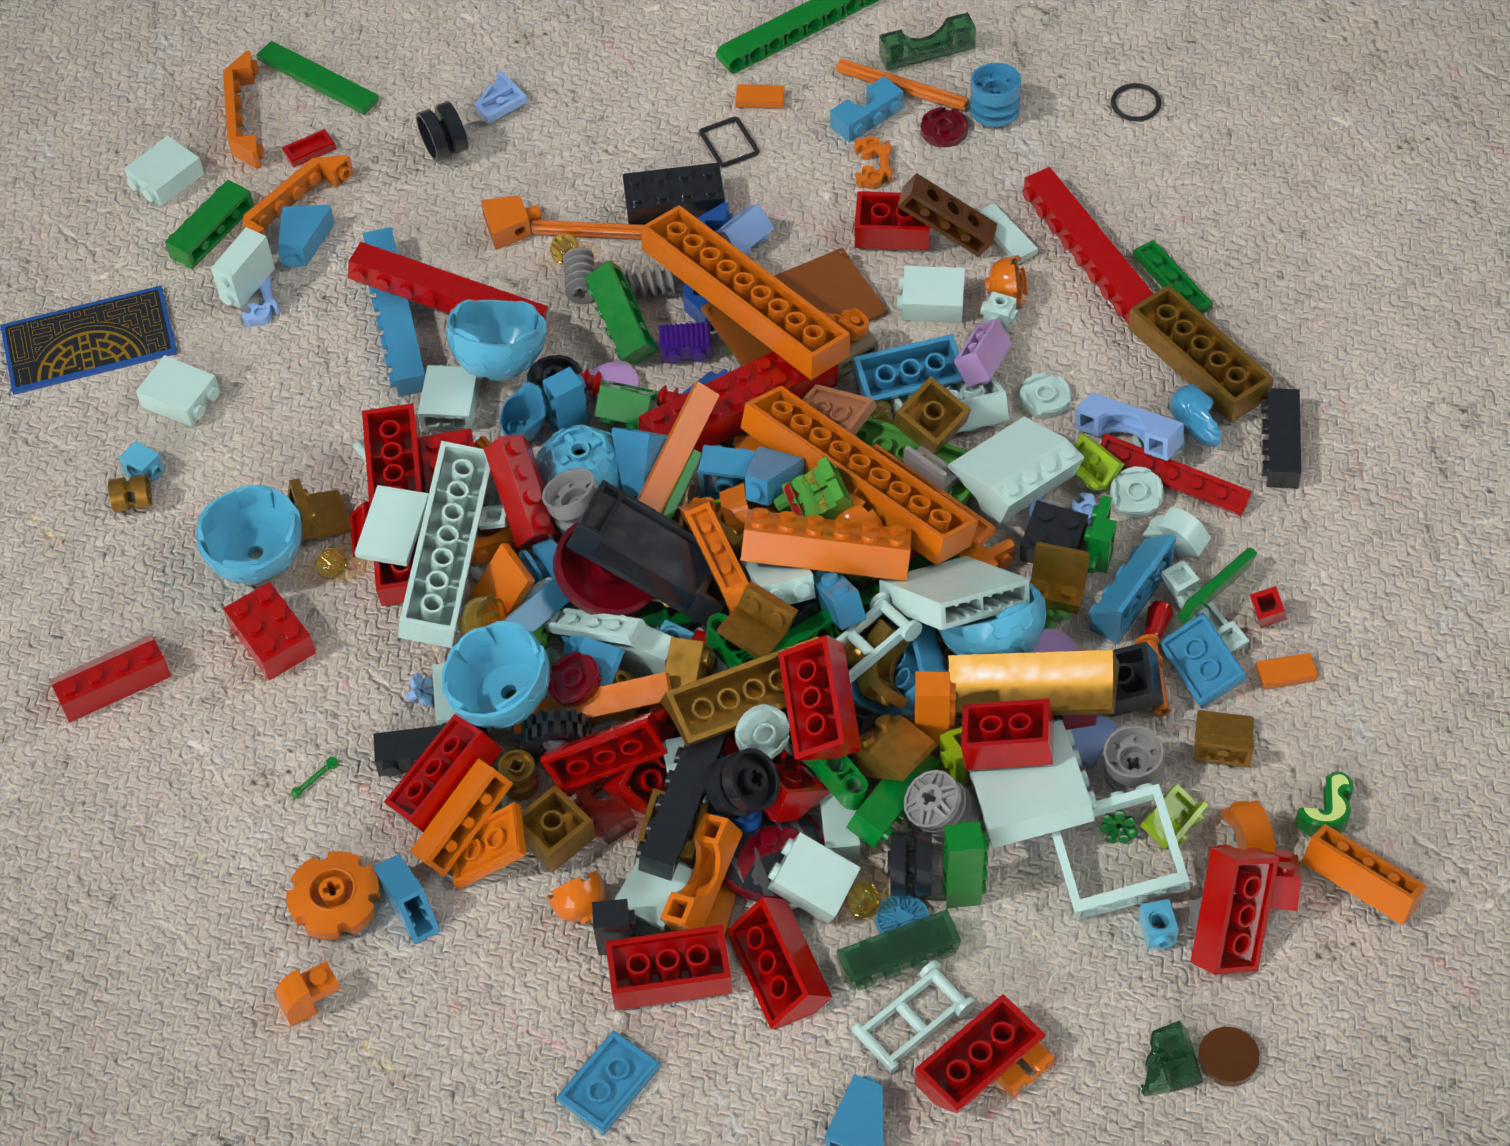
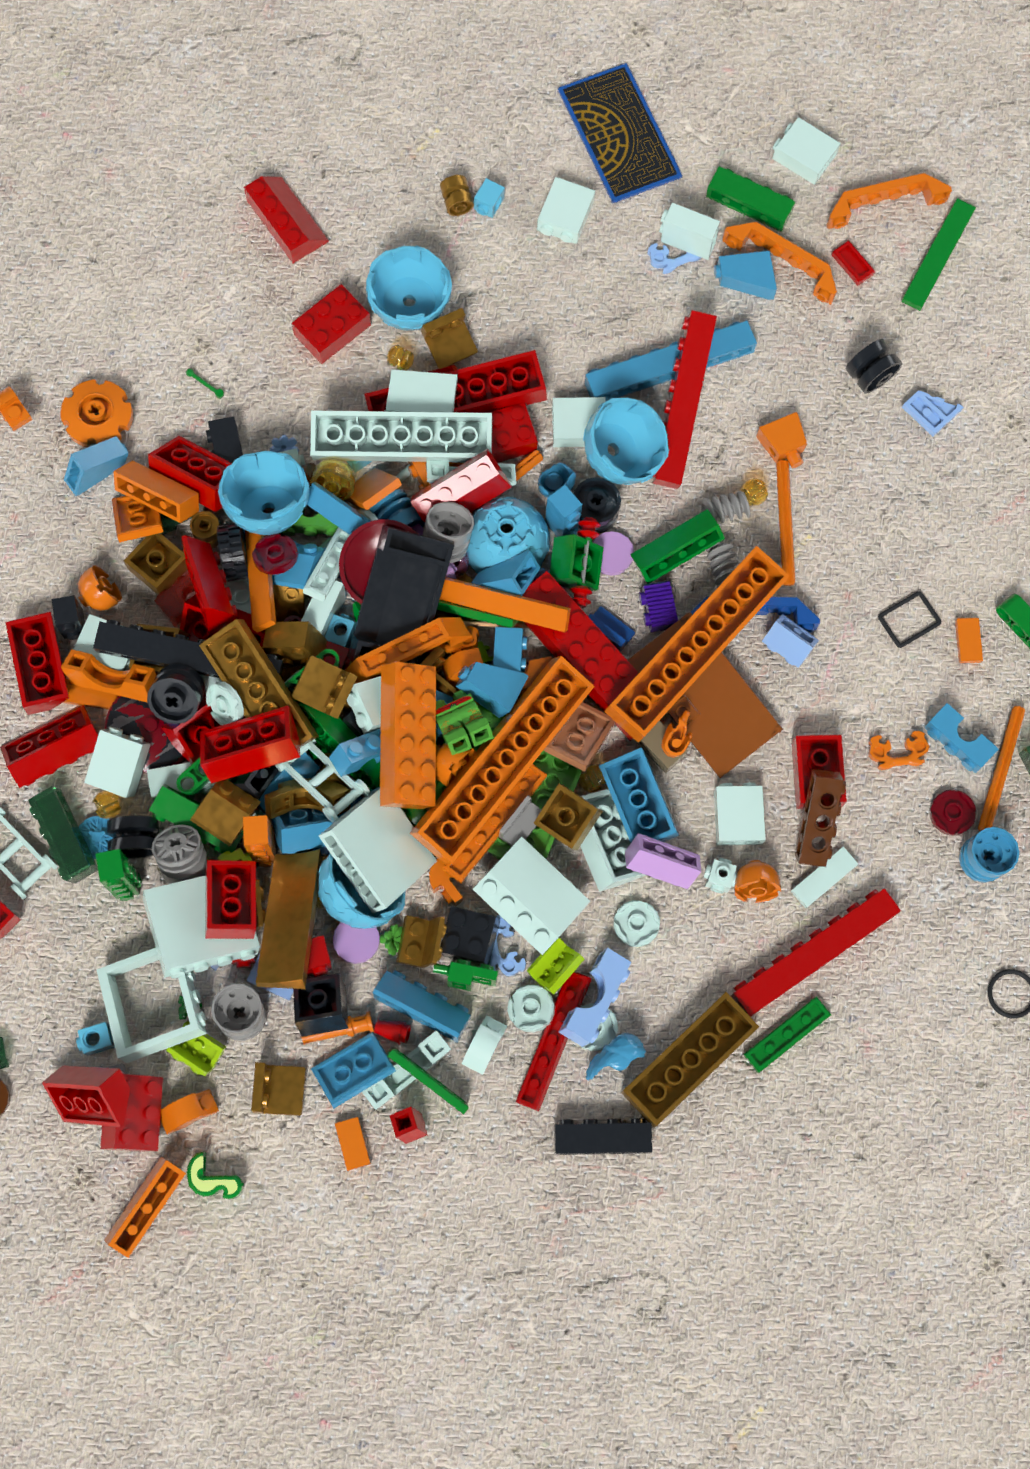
camera: 75 degrees right, 20 degrees up
(659, 191) = (829, 576): black brick -> none

